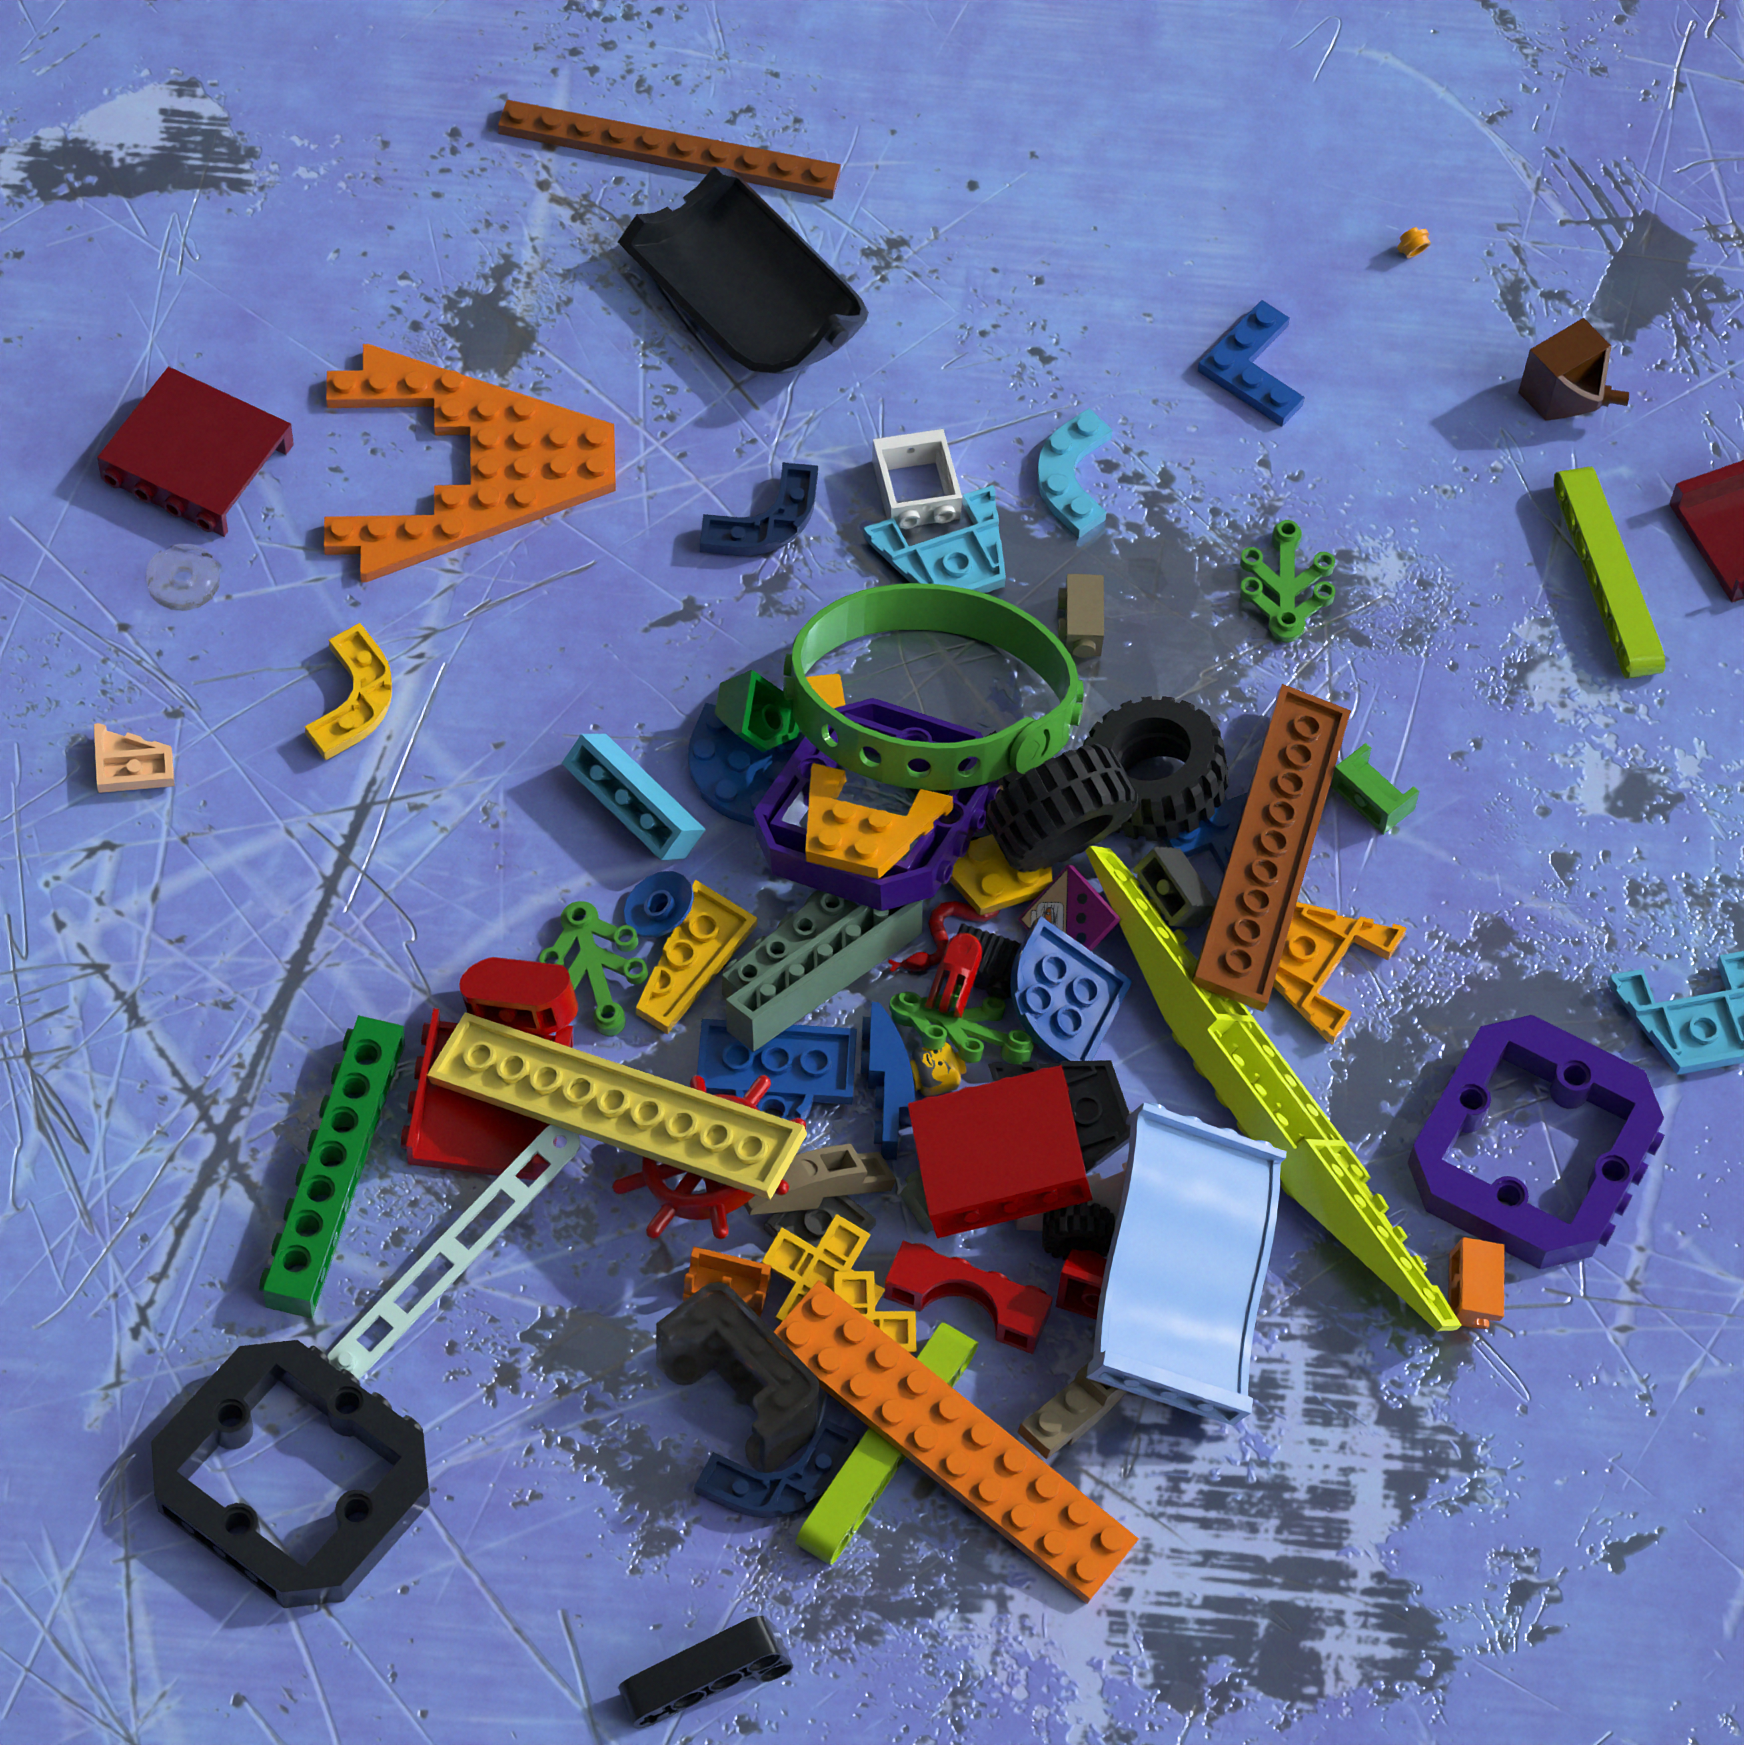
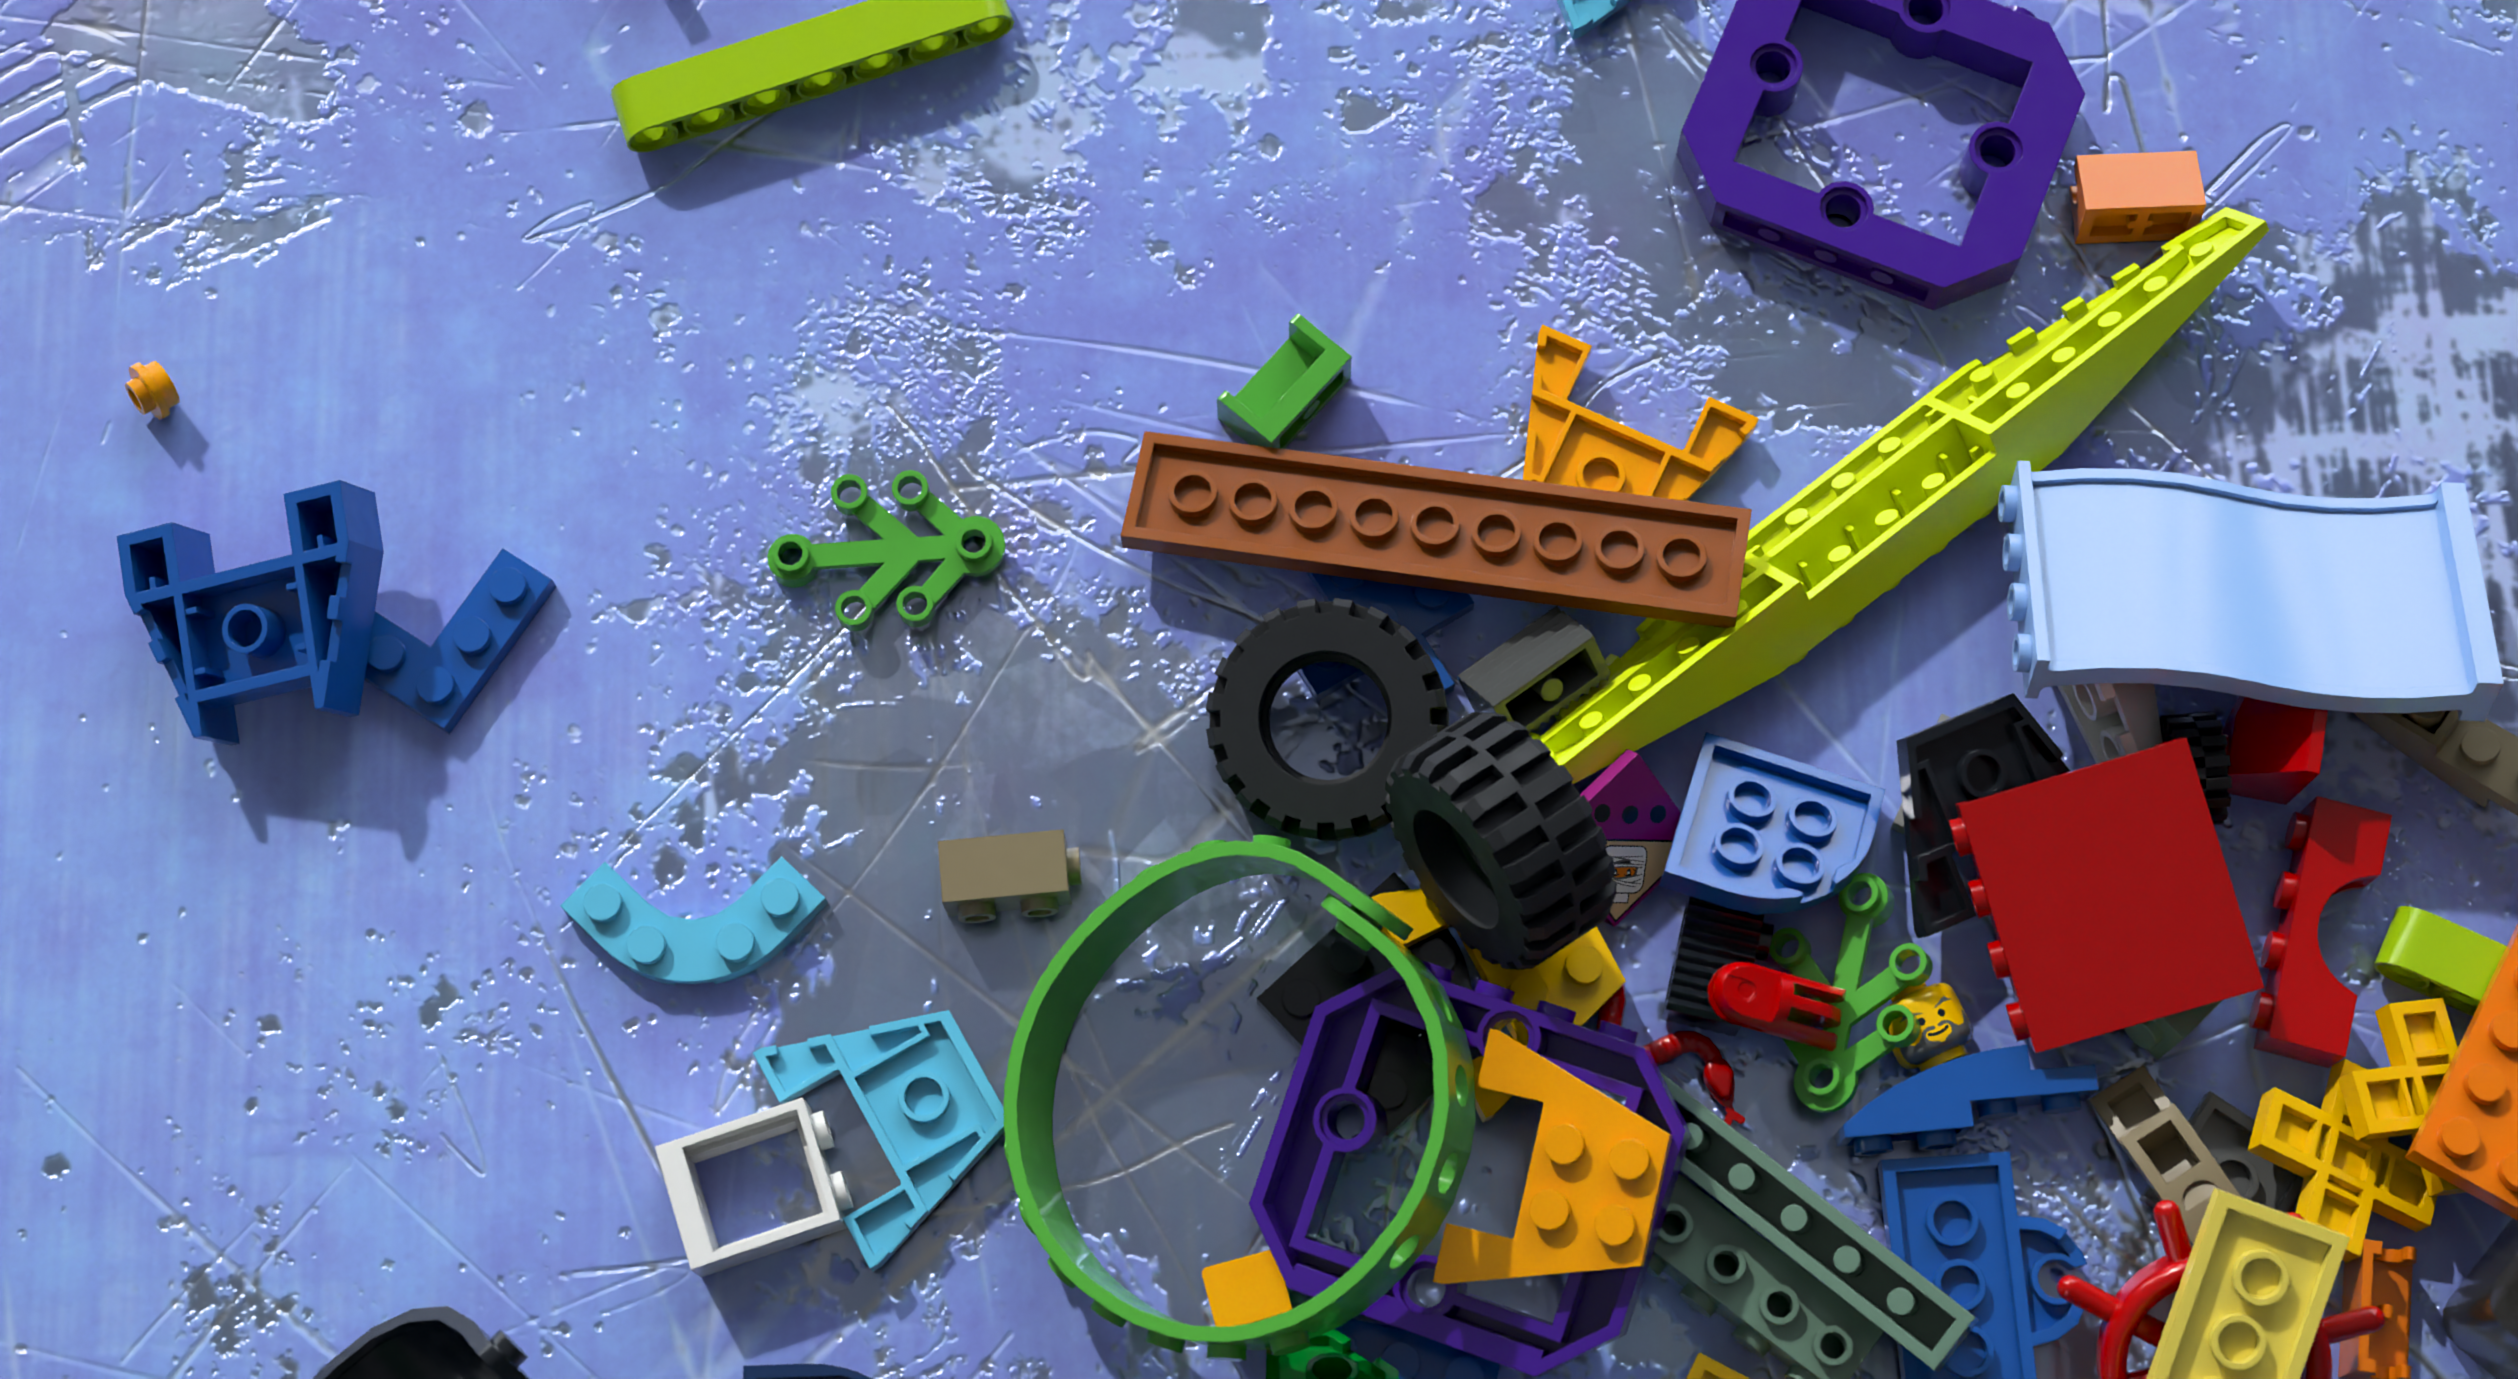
camera: 90 degrees left, 15 degrees up
(1262, 275) = (264, 623): none -> blue wedge
(1569, 374) = (438, 116): reddish brown piece -> none

